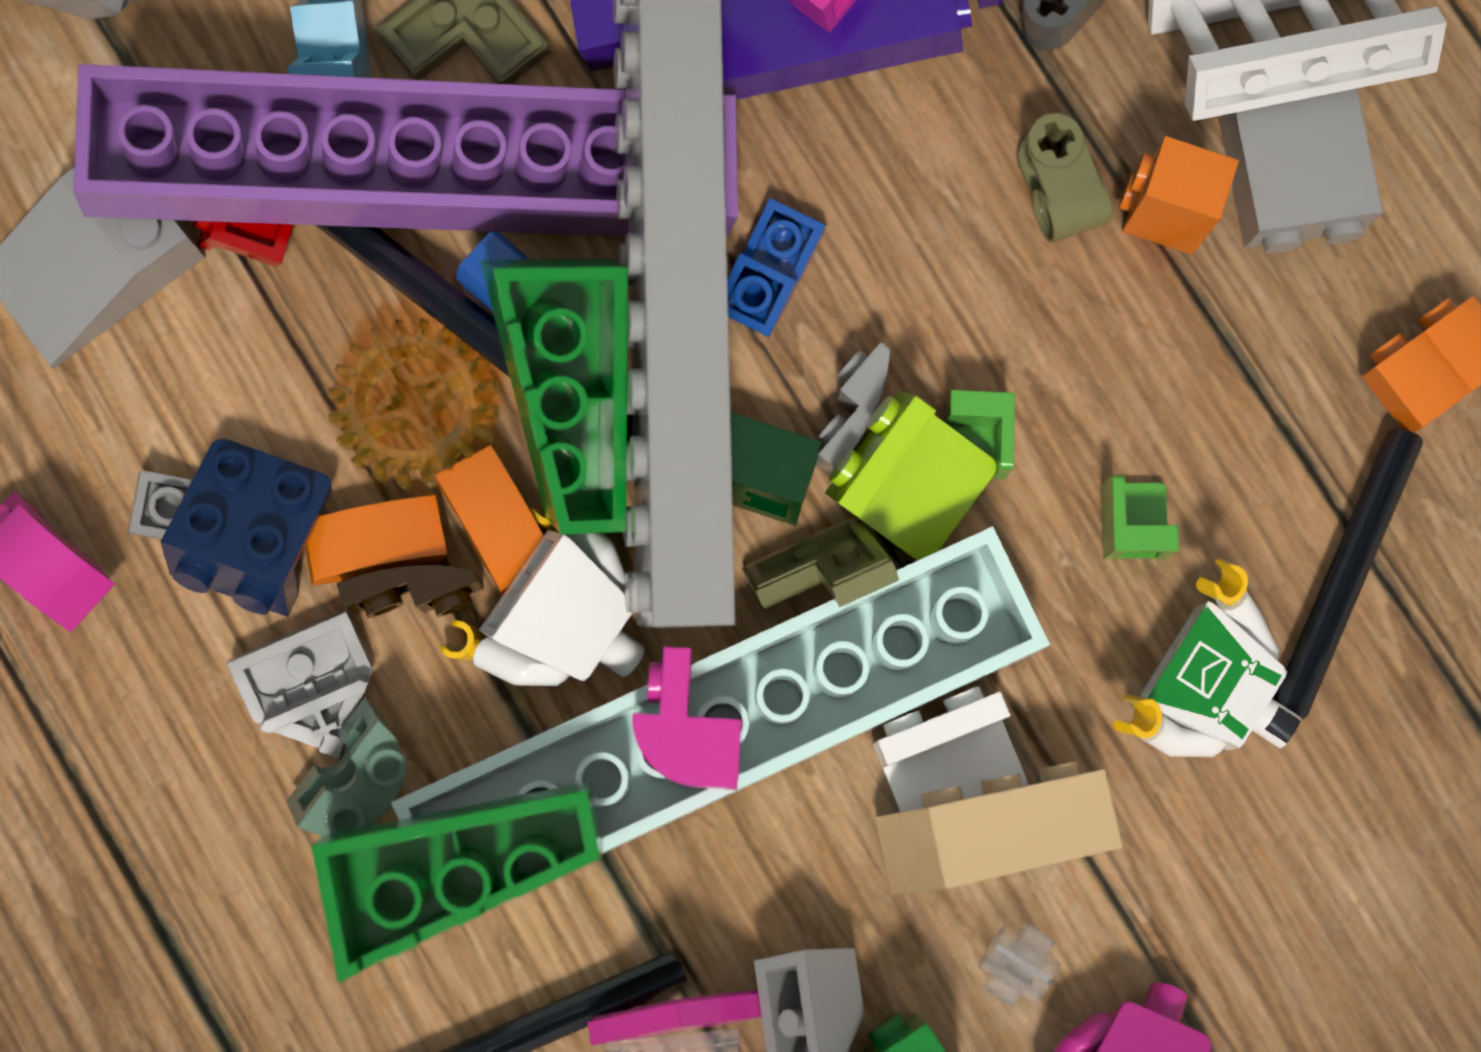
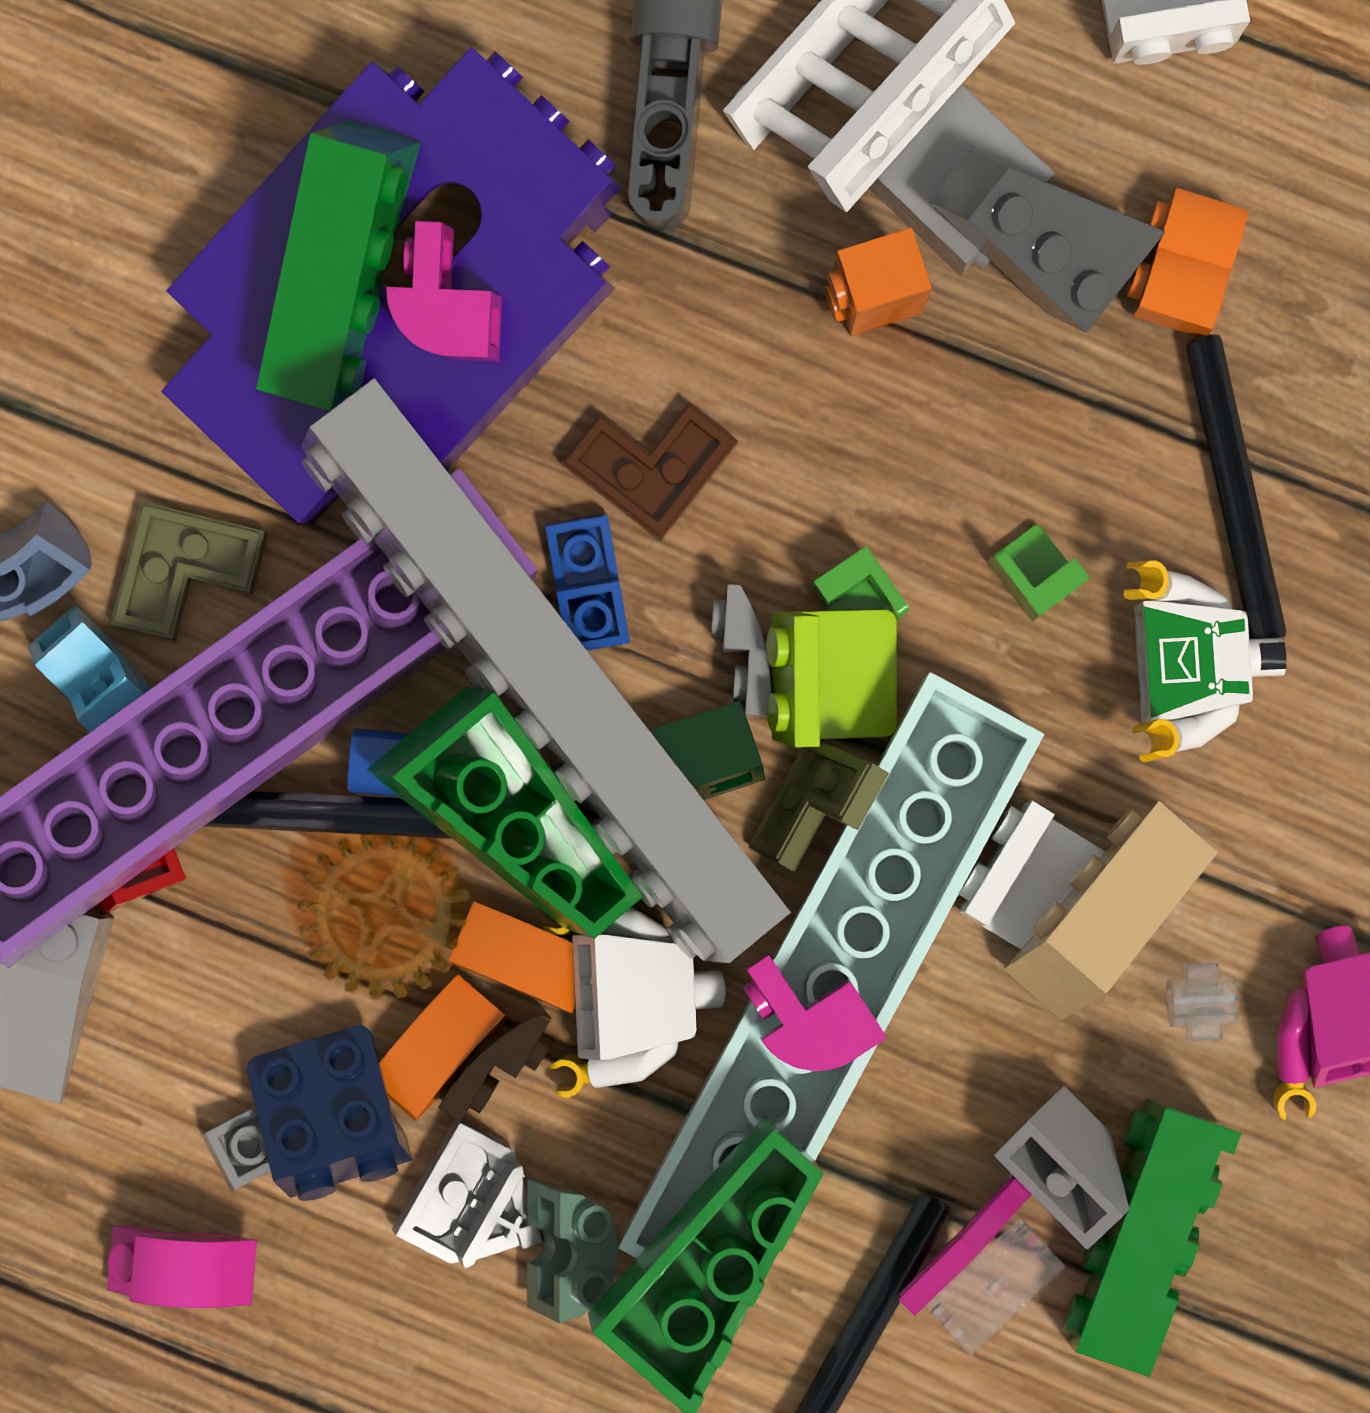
camera: 30 degrees left, 5 degrees up
(884, 232) = (656, 484): none -> reddish brown tile
(1065, 189) = (781, 340): olive piece -> none
(1340, 252) = (1045, 239): none -> dark grey wedge

